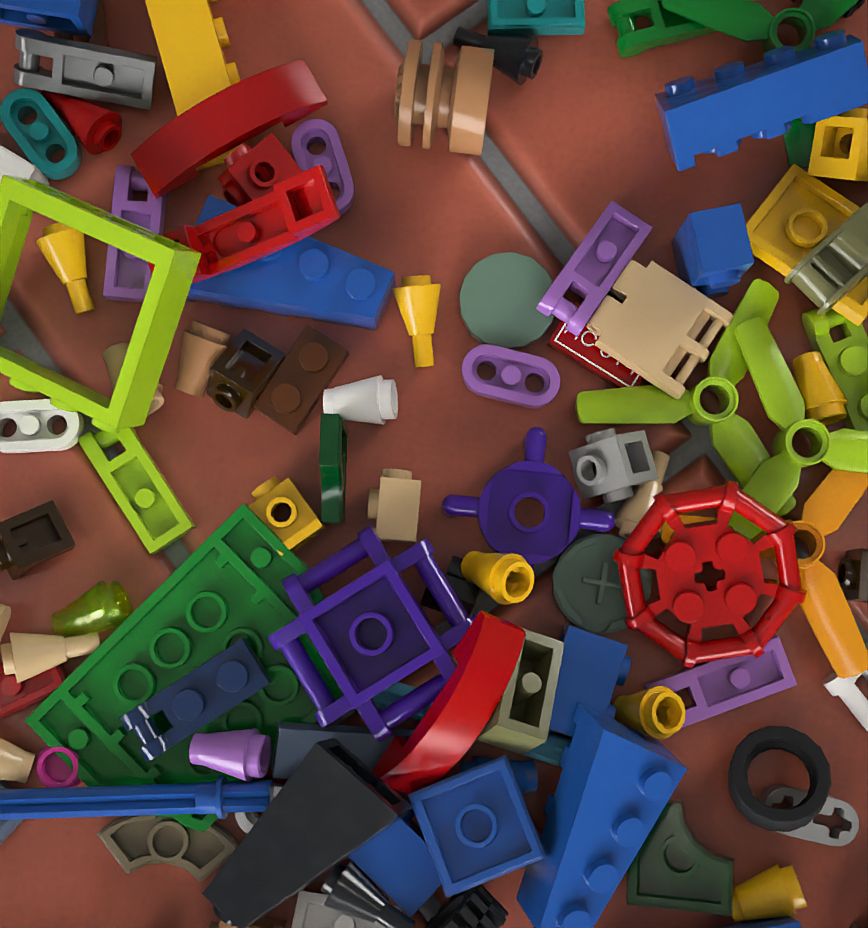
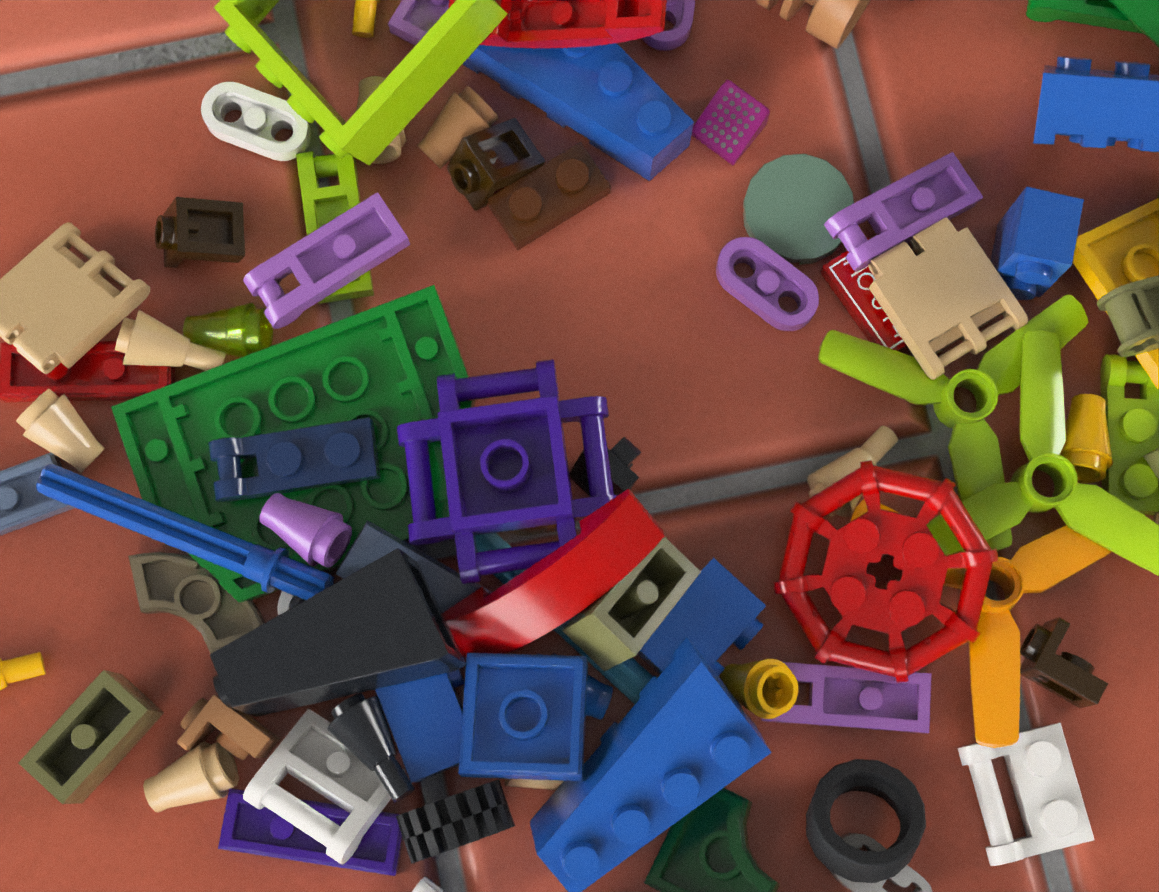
camera: 25 degrees right, 5 degrees down
(53, 770) = (116, 470): dark pink plate -> none
(145, 521) = (327, 260): none -> medium lavender plate
(303, 522) = (483, 337): yellow brick -> none
(333, 468) = (542, 291): dark green tile -> none
(364, 400) = (603, 242): white cone -> none
(396, 506) = (589, 359): tan brick -> none
(418, 307) = (703, 172): yellow cone -> none
(421, 251) = (731, 122): none -> magenta slope
(500, 575) = (665, 470): yellow cone -> none
(539, 482) = (714, 458): dark purple plate -> none
(589, 584) = (754, 532): sand green tile -> none
(612, 465) = (833, 417): light grey brick -> none

